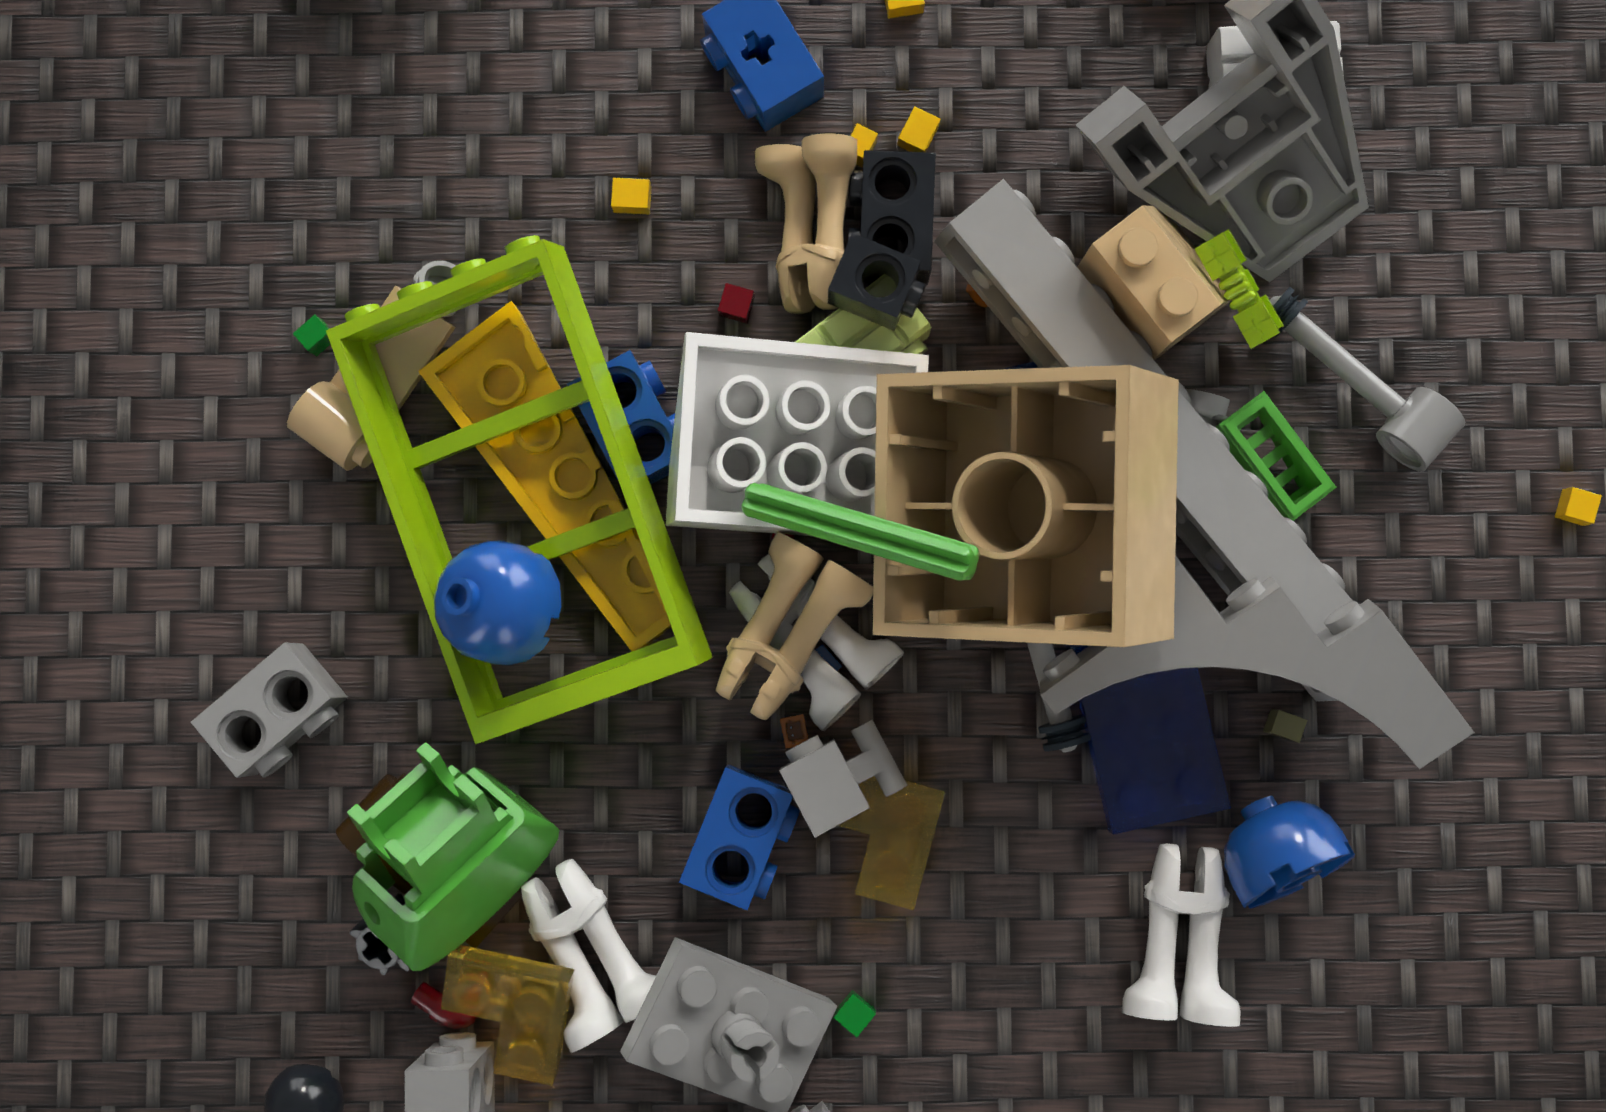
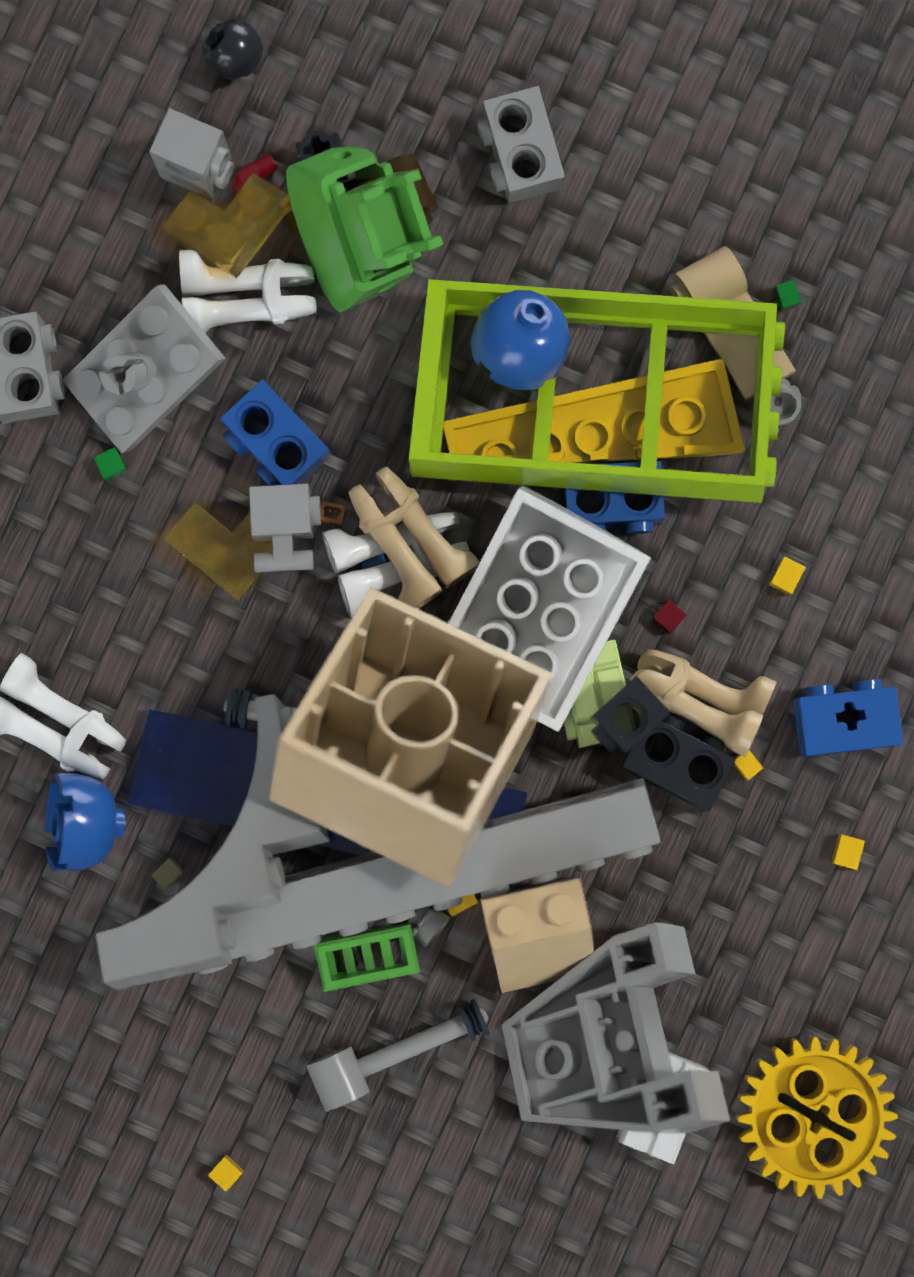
camera: 105 degrees right, 0 degrees up
(861, 531) = (447, 609): bright green axle -> none
(918, 131) = (737, 814): yellow piece -> none
(1256, 314) = (474, 984): lime piece -> none

